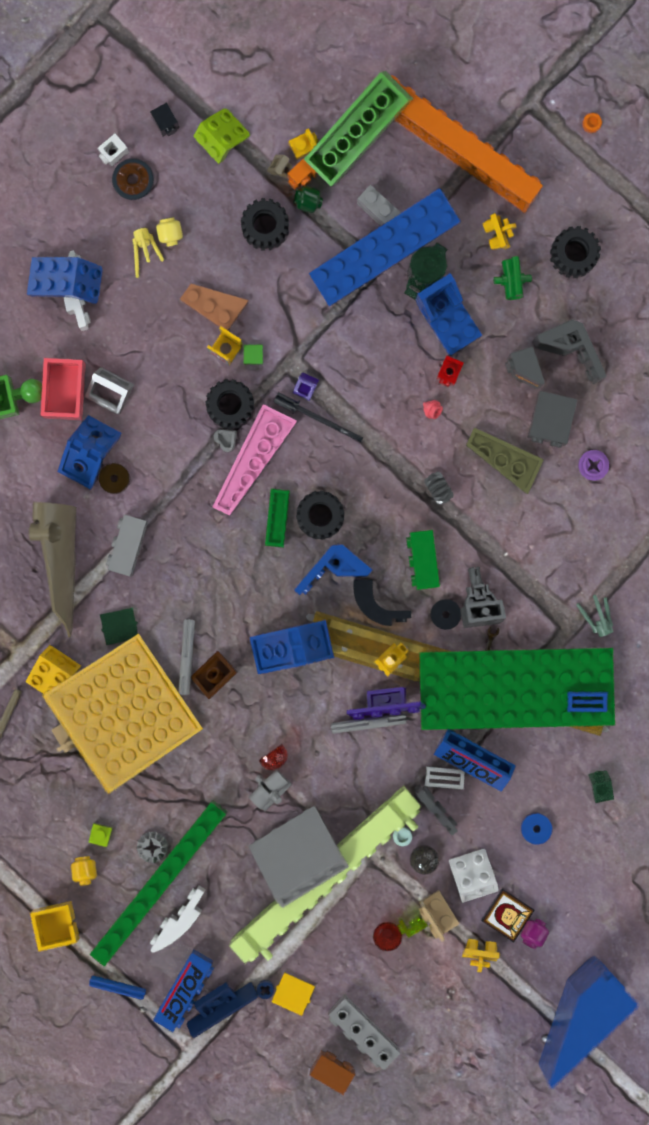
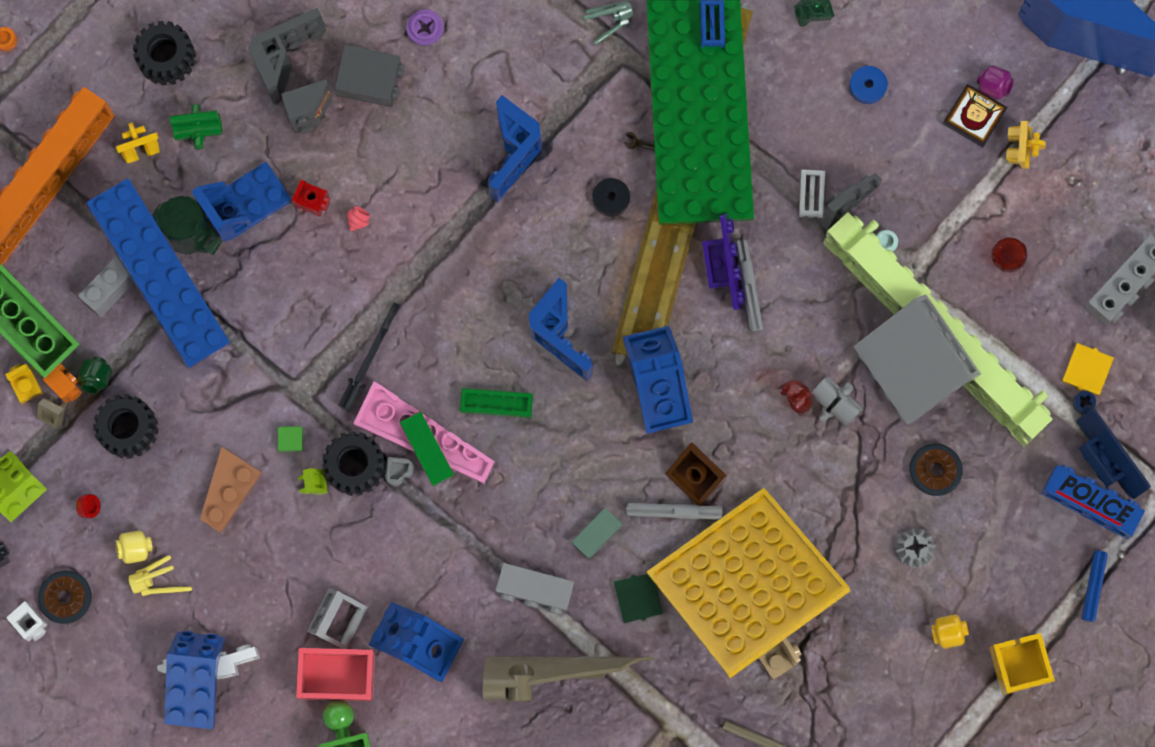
camera: 90 degrees left, 10 degrees down
(51, 670) = (700, 680): yellow bracket -> none
(100, 835) = (903, 613): lime plate -> none
(106, 475) = (447, 598): dark brown piece -> none
(158, 883) = (960, 536): green brick -> none
(170, 595) = (597, 533): none -> sand green tile
(175, 927) = (1015, 515): white slope -> none
(203, 195) = (88, 506): none -> red tile
(209, 878) = (933, 484): none -> wheel
(216, 372) = (314, 481): none -> lime tile
(225, 337) = (271, 464): yellow piece -> none
(239, 462) = (427, 449): none -> green tile
(305, 386) = (330, 373): dark purple slope -> none
(320, 498) = (492, 368): black tyre -> none
(365, 600) = (597, 292): black arch -> none
(392, 658) = (667, 253): yellow hips -> none
(416, 925) = (994, 222): clear neon green bracket -> none
(423, 560) = (545, 223): green brick -> none
(424, 859) = (913, 214): clear smoke hair -> none
(438, 488) = (455, 206): dark grey gear -> none
(438, 913) = (978, 195): tan bracket -> none
(473, 875) = (929, 155): white bracket -> none
(474, 760) = (788, 156): blue brick -> none
(480, 604) = (597, 154): dark grey brick -> none
(503, 536) = (521, 141): none -> blue bracket
(510, 461) = (420, 126): olive wing -> none

